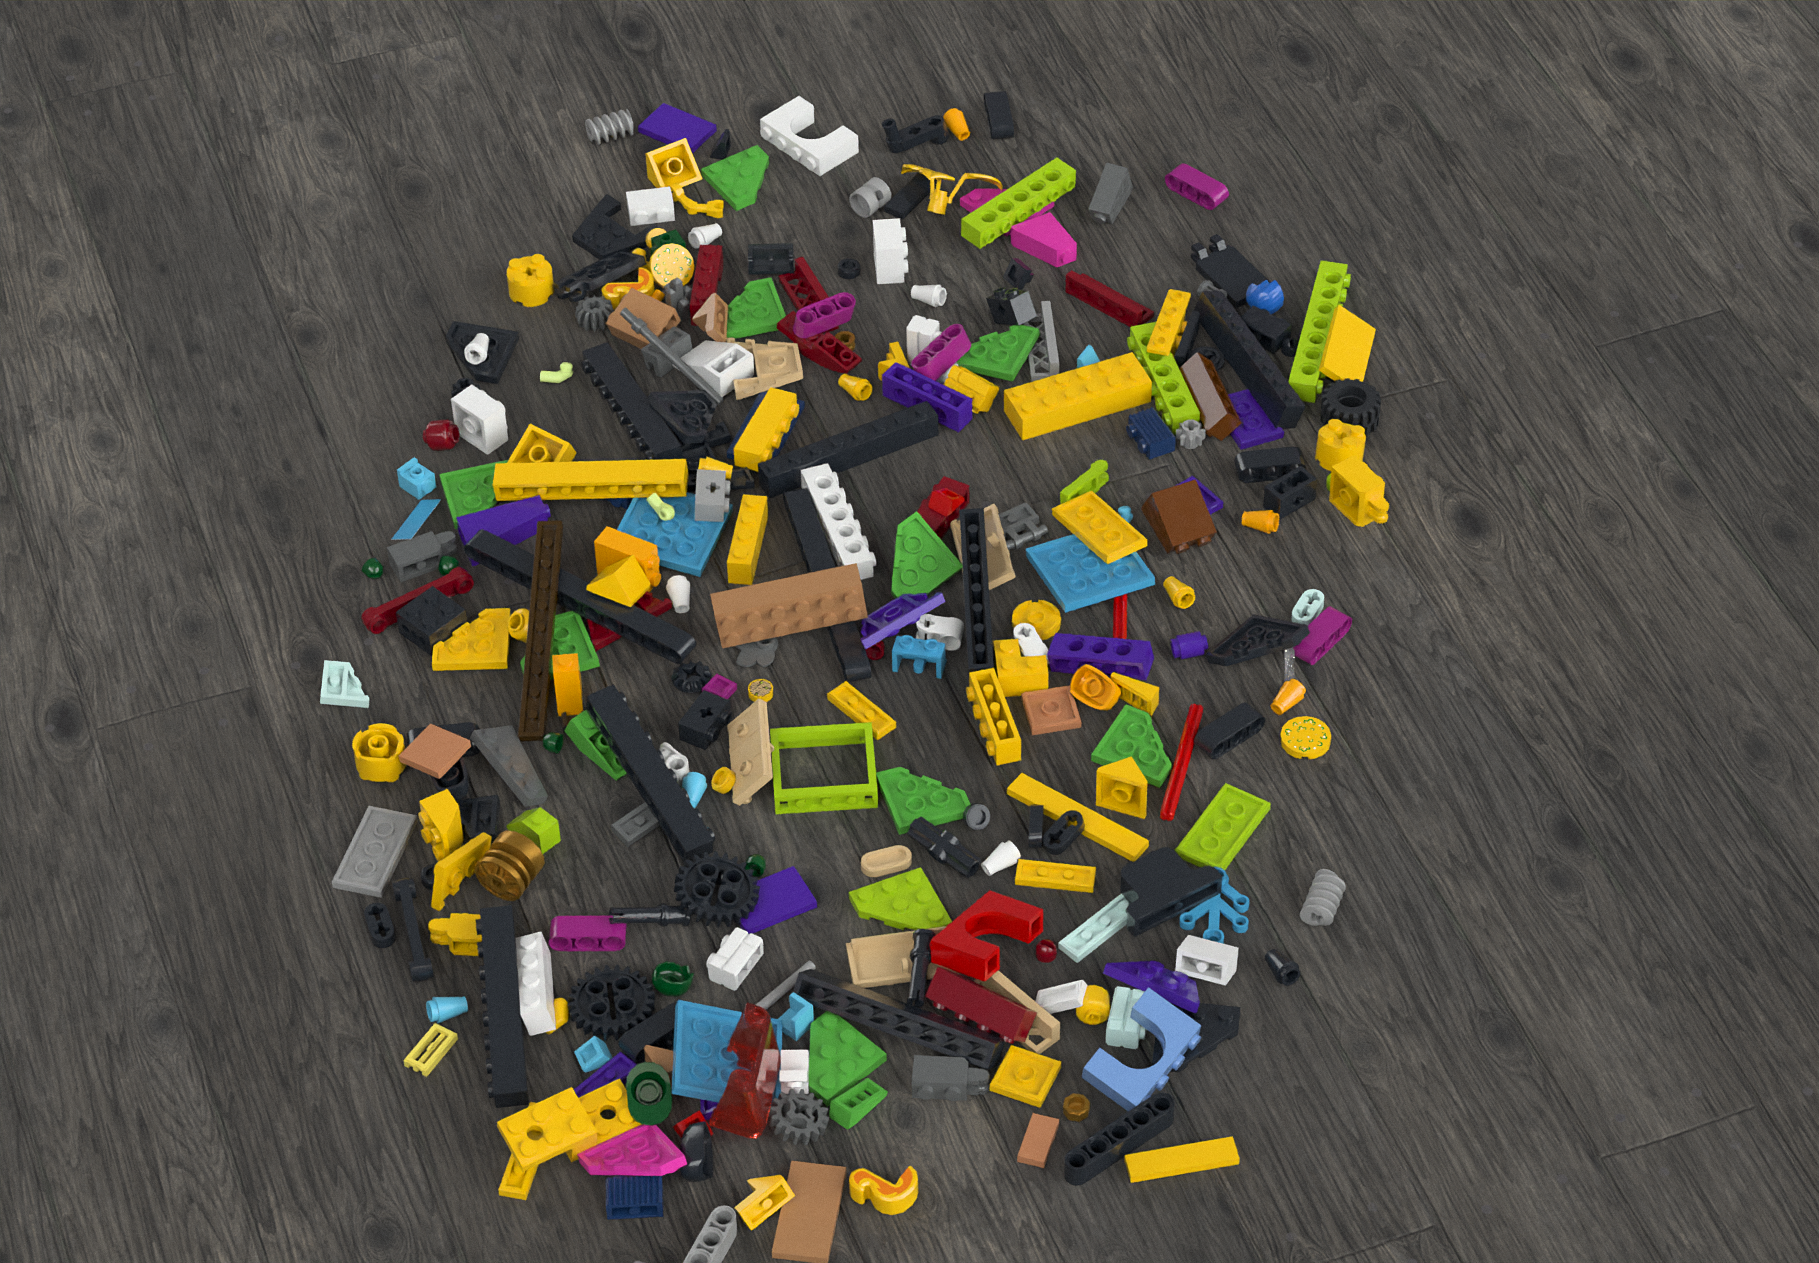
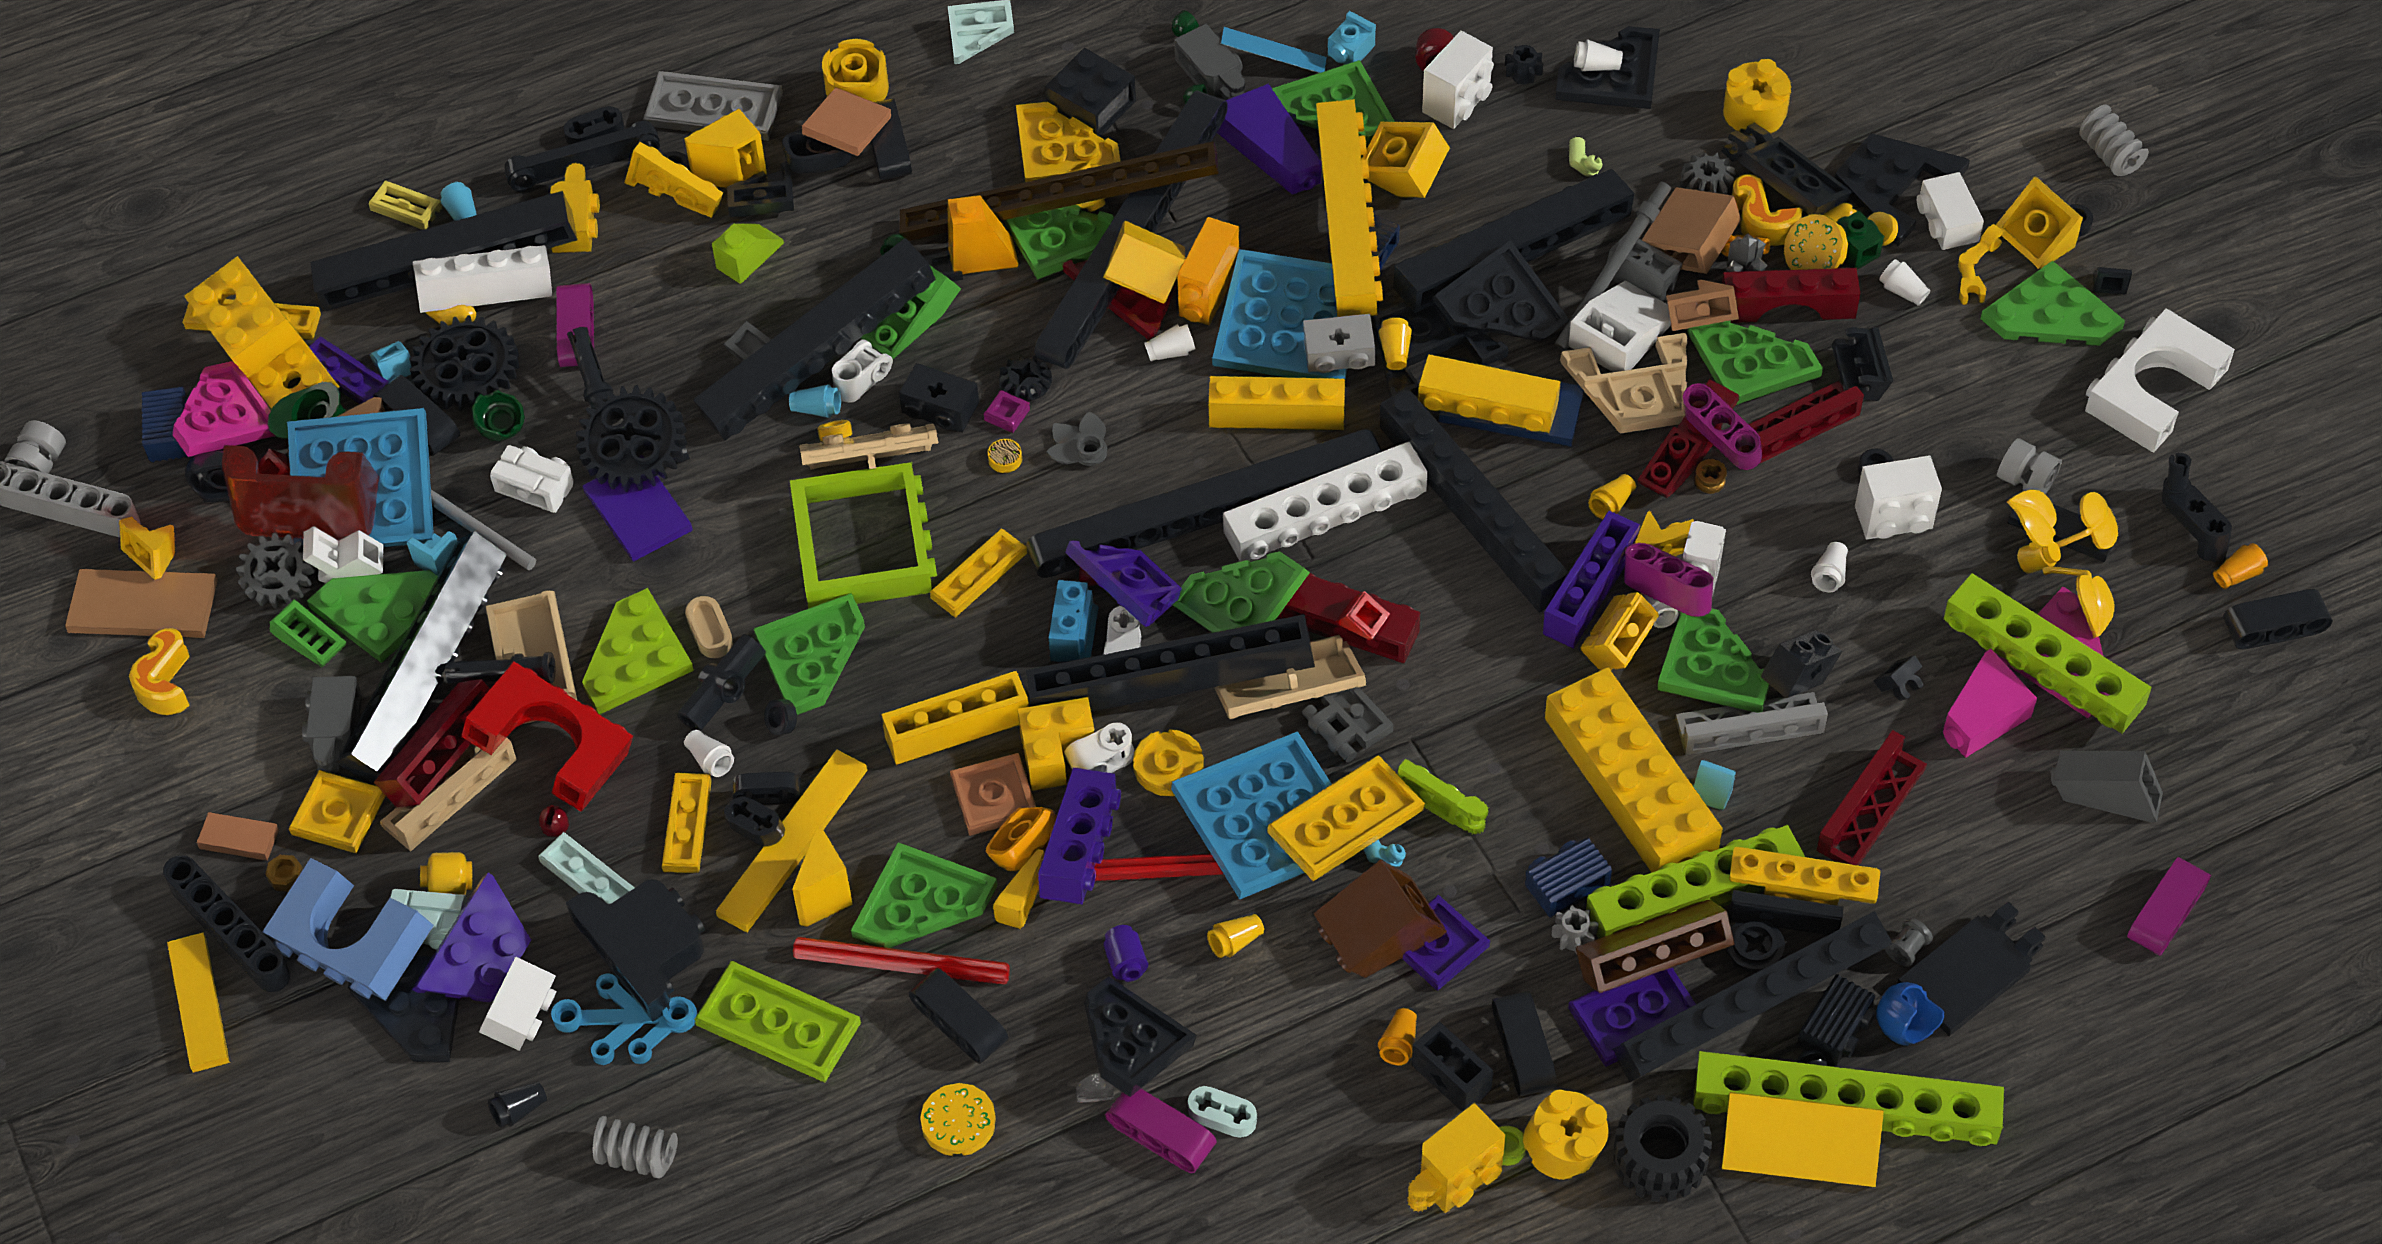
camera: 85 degrees right, 10 degrees up
(379, 618) = (1148, 92): dark red piece -> none
(509, 865) = (665, 224): pearl gold wheel -> none
(511, 762) = (858, 204): dark grey wing -> none
(664, 510) = (1308, 293): yellowish green arm -> none
(671, 125) = (2142, 224): dark purple tile -> none
(756, 863) = (693, 483): dark green hinge -> none
(789, 605) = (1113, 447): medium nougat brick -> none
(1062, 997) = (455, 834): white tile -> none
(1289, 695) = (1032, 1089): light orange cone -> none

